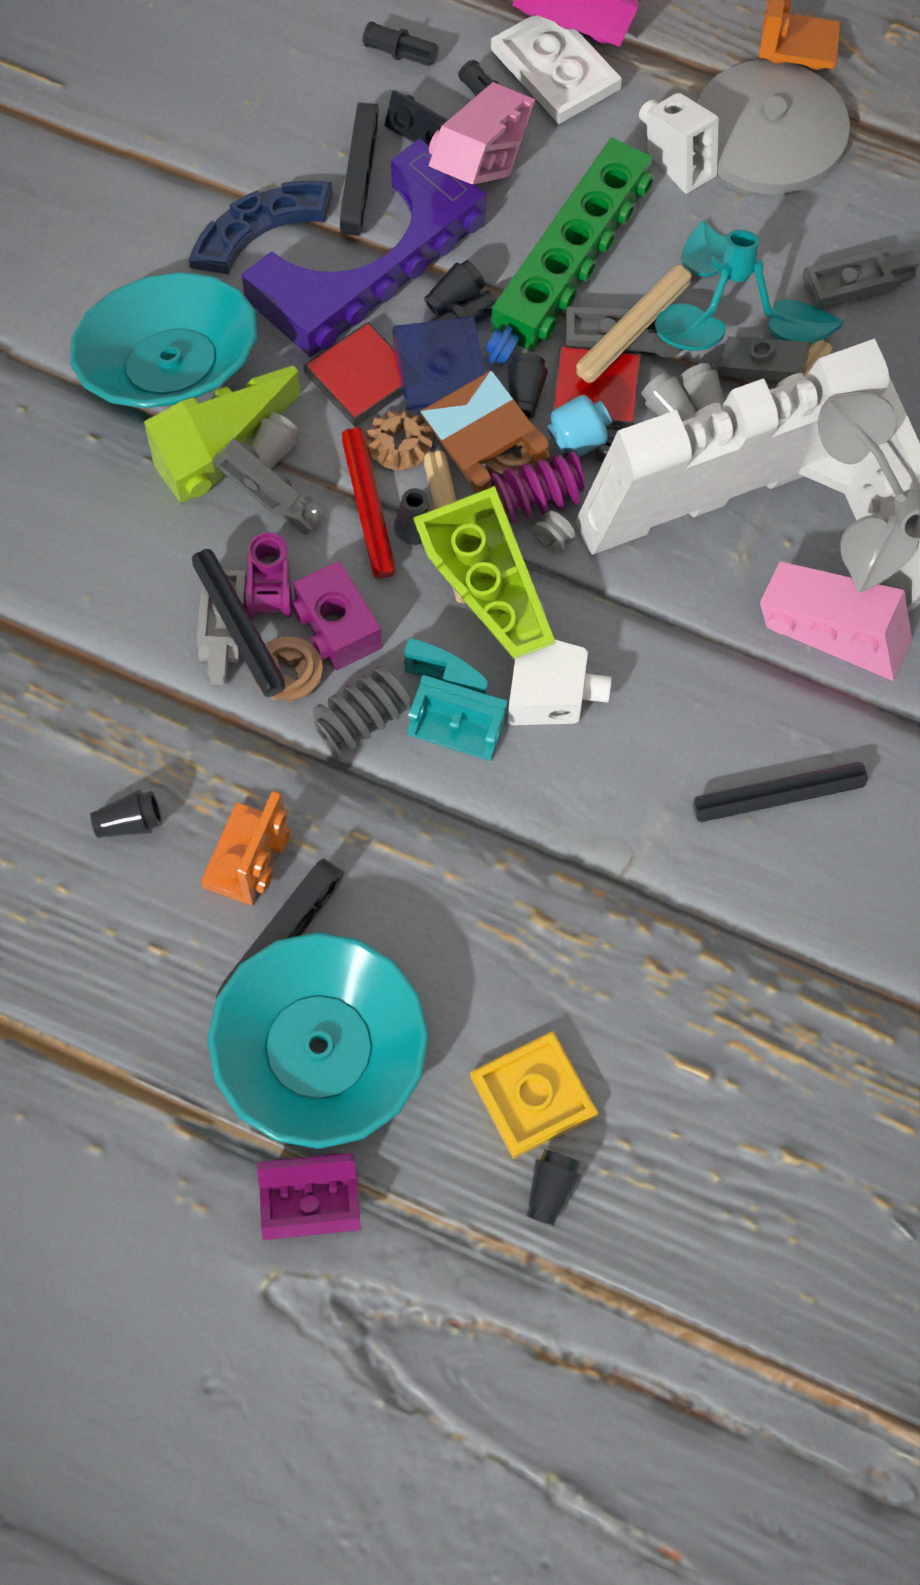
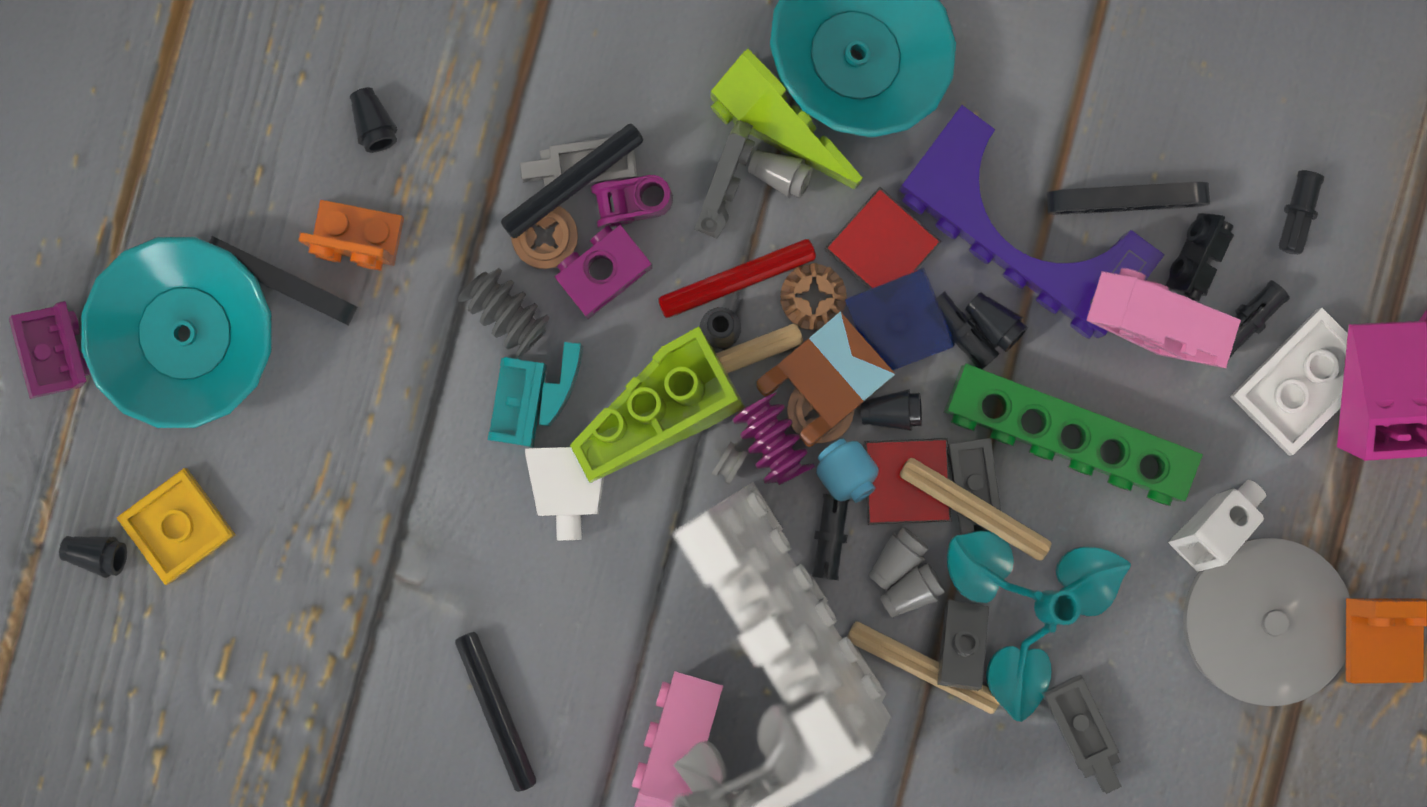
camera: 80 degrees right, 20 degrees up
(254, 215) = (1055, 101): dark blue tile -> none
(501, 345) = (935, 379): blue plate -> none

